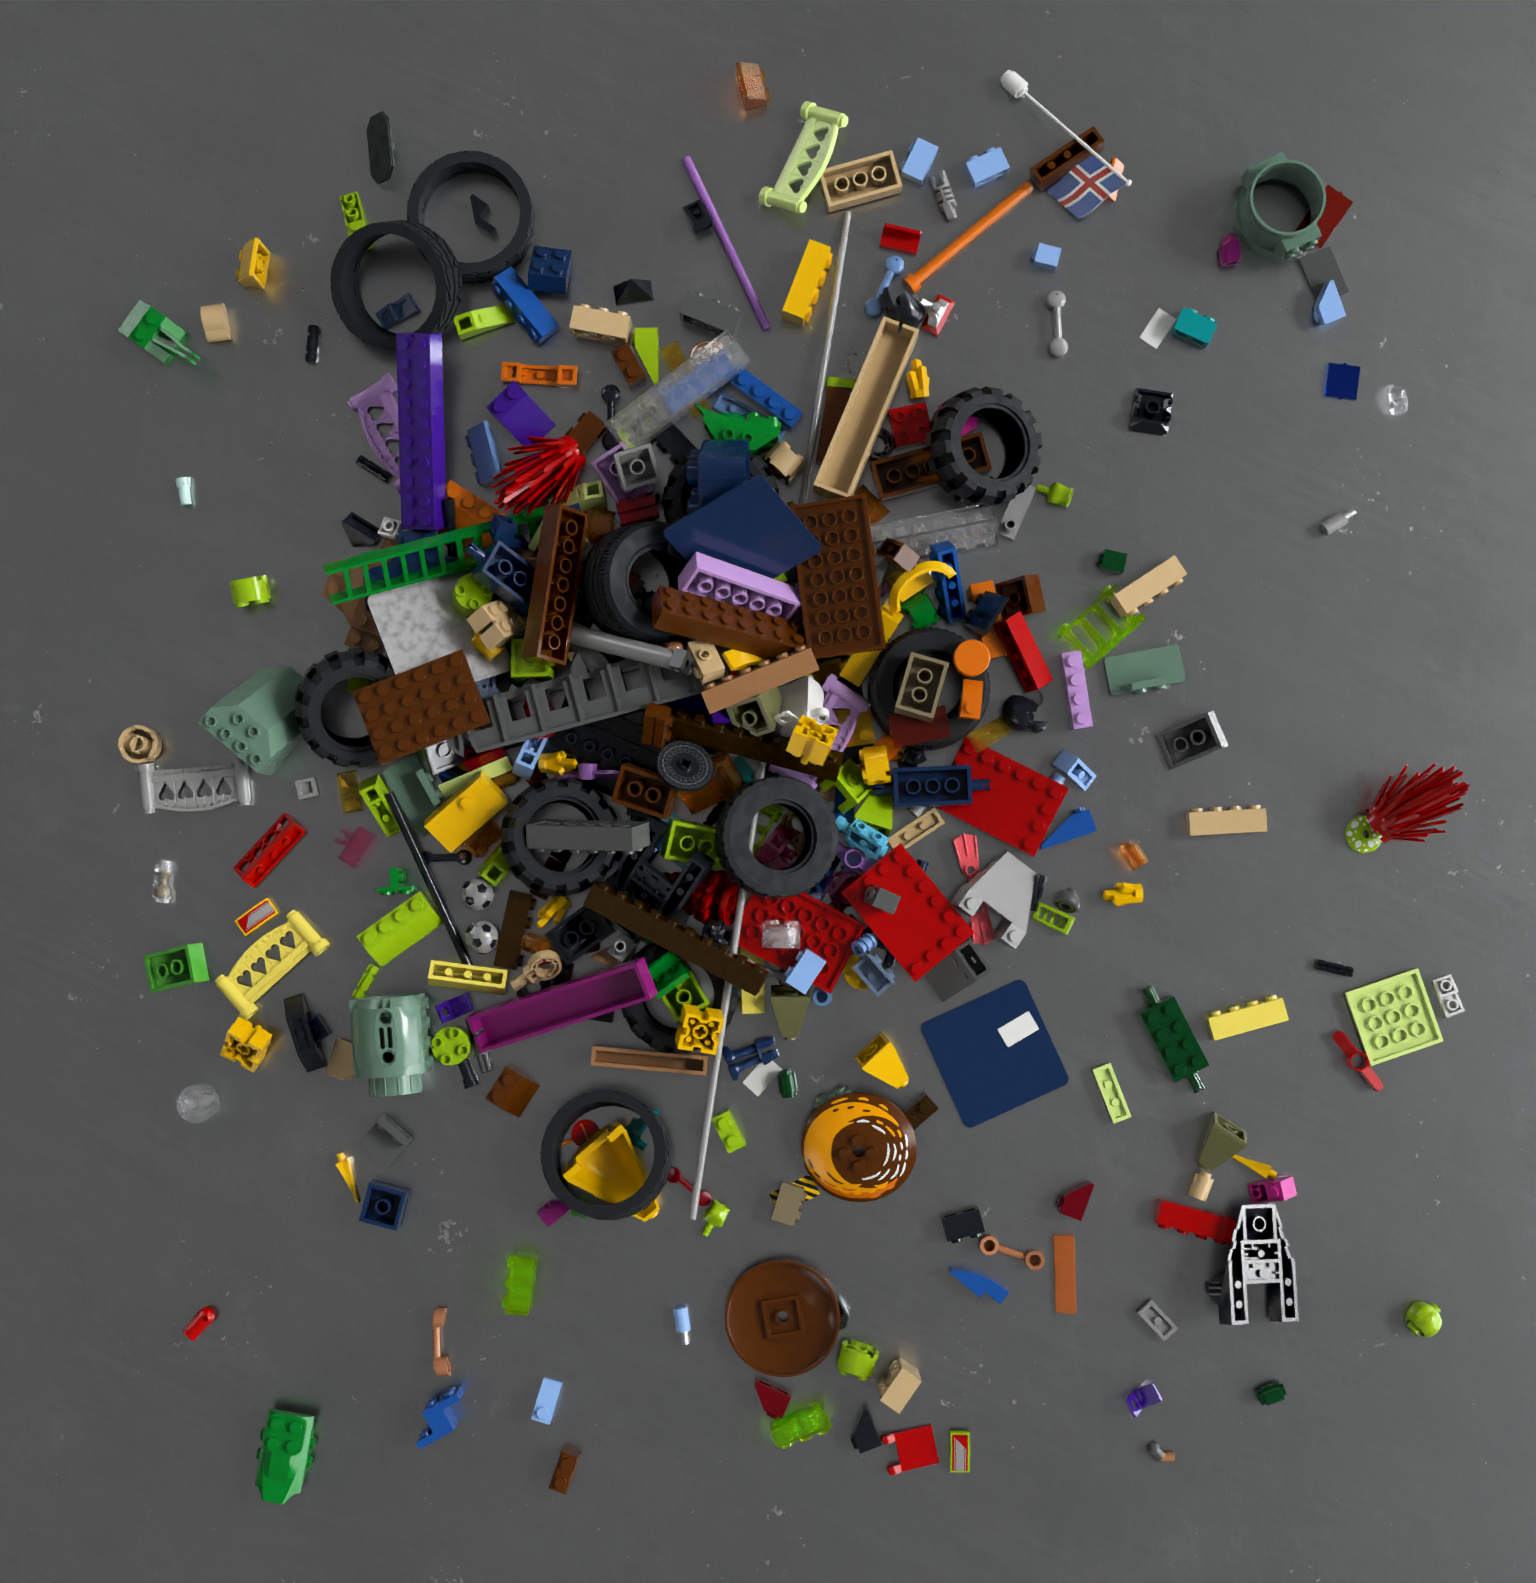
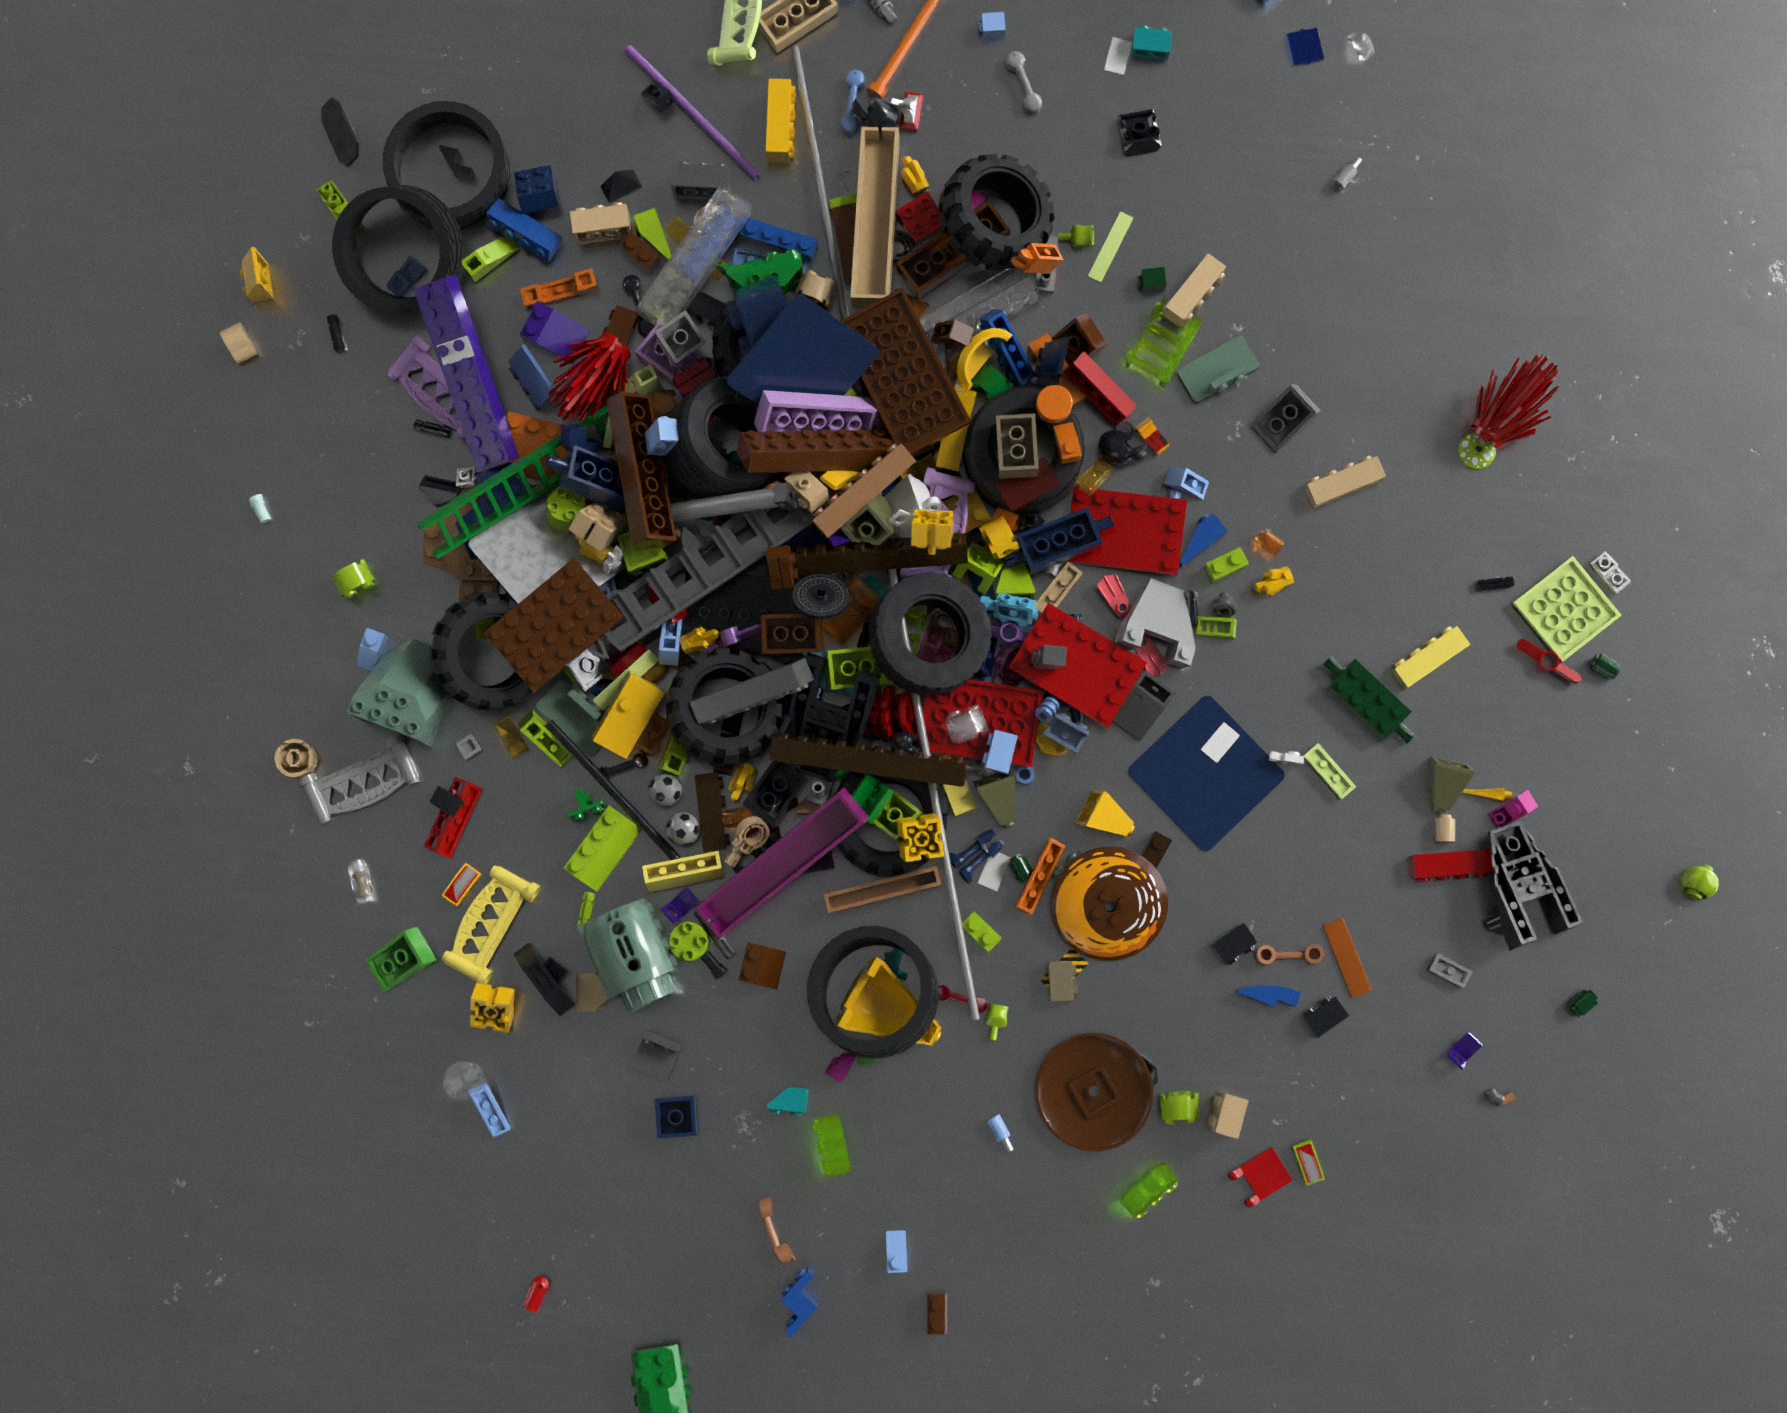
camera: 20 degrees left, 5 degrees down
(155, 333) = (186, 372): green slope -> none
(212, 1139) = (489, 1110): none -> light blue tile
(245, 663) = (371, 649): none -> light blue slope
(268, 833) = (446, 801): none -> black slope
(344, 1166) = (627, 1096): yellow piece -> none
(357, 847) = (535, 785): clear pink brick -> none
(414, 412) = (453, 355): none -> white sticker
(450, 514) = (519, 444): black piece -> none
(497, 1226) = (791, 1099): none -> teal slope
(500, 662) = (613, 561): none -> white plate
(581, 1132) = (840, 984): red piece -> none
(584, 561) = (661, 436): none -> light blue brick
(772, 1398) = (1112, 1174): dark red slope -> none
(802, 1098) = (1040, 876): none -> orange slope
(865, 1433) = (1212, 1175): black slope -> none
(900, 238) = (852, 53): red panel -> none
(1007, 508) = (1038, 258): none -> orange hinge
(1023, 1322) = (1325, 1016): none -> black brick
(1057, 714) = (1151, 436): none -> leg
(1075, 1201) = (1332, 885): dark red slope -> none
(1076, 690) = (1161, 408): lavender brick -> none
(1080, 1068) = (1290, 758): none -> white plate
(1084, 514) = (1110, 246): none -> yellowish green sticker
(1084, 863) = (1226, 565): none -> lime brick
(1410, 1084) = (1605, 666): none -> dark green brick

